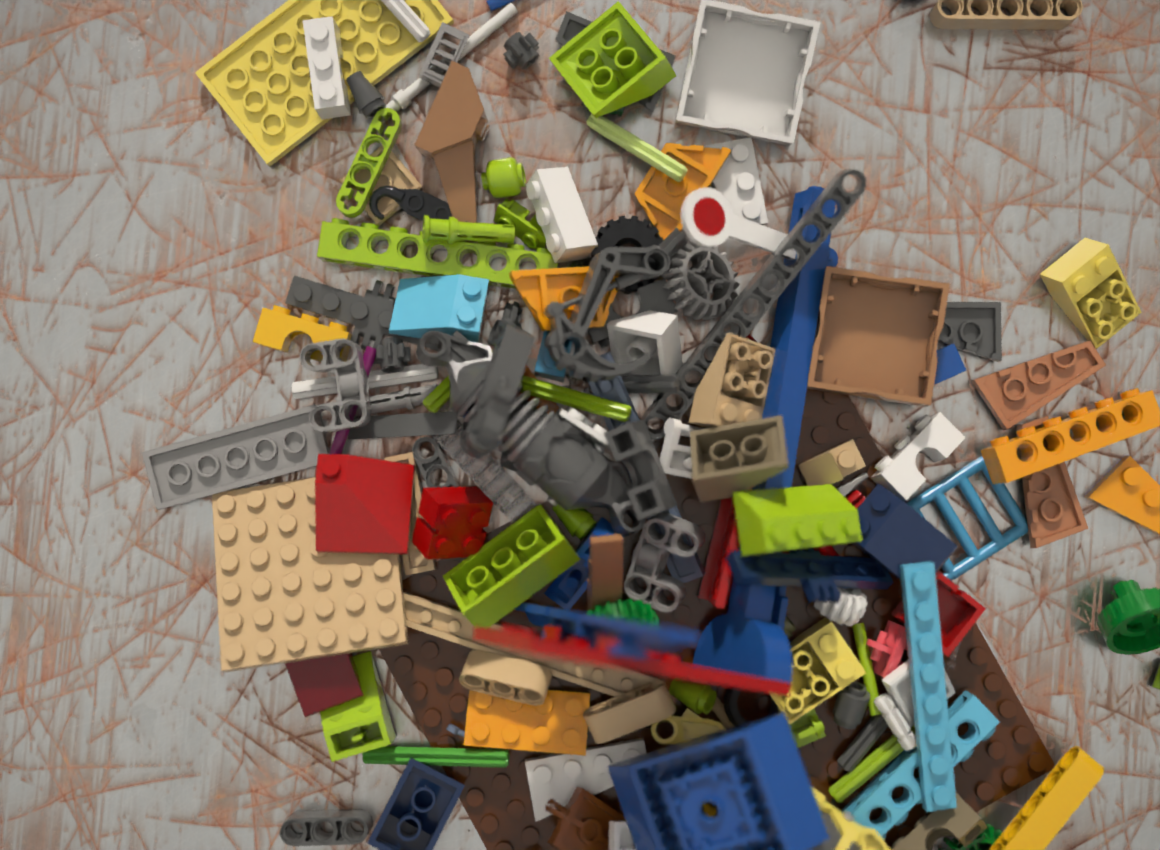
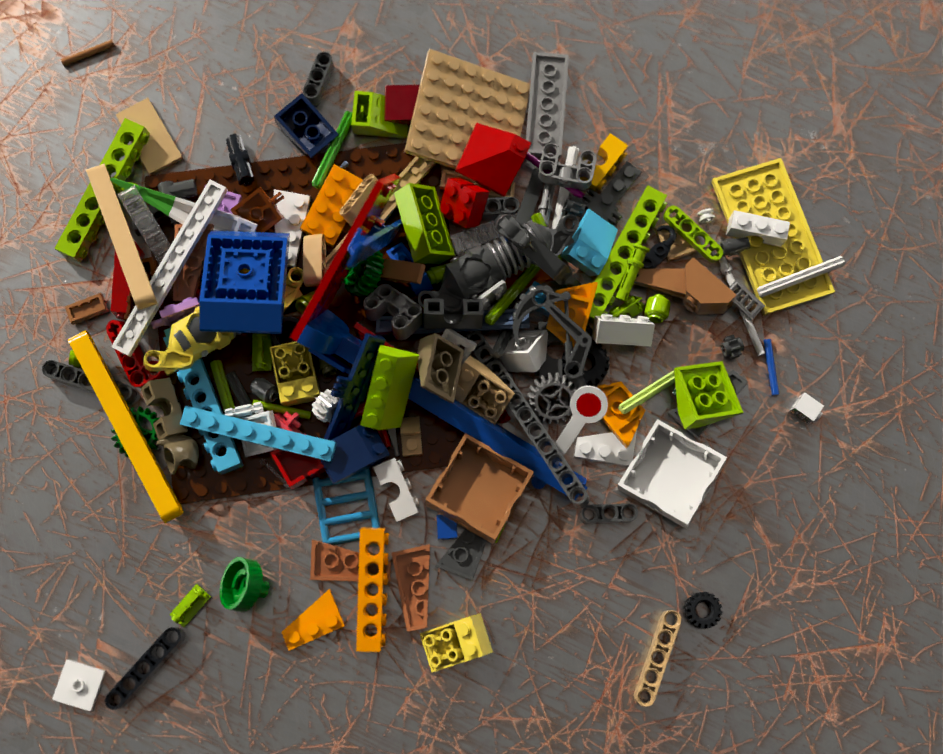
camera: 105 degrees right, 10 degrees down
(329, 154) = (706, 215): none -> white bush
(833, 131) = (617, 509): none -> dark grey beam
(988, 789) = (180, 451): none -> dark tan piece

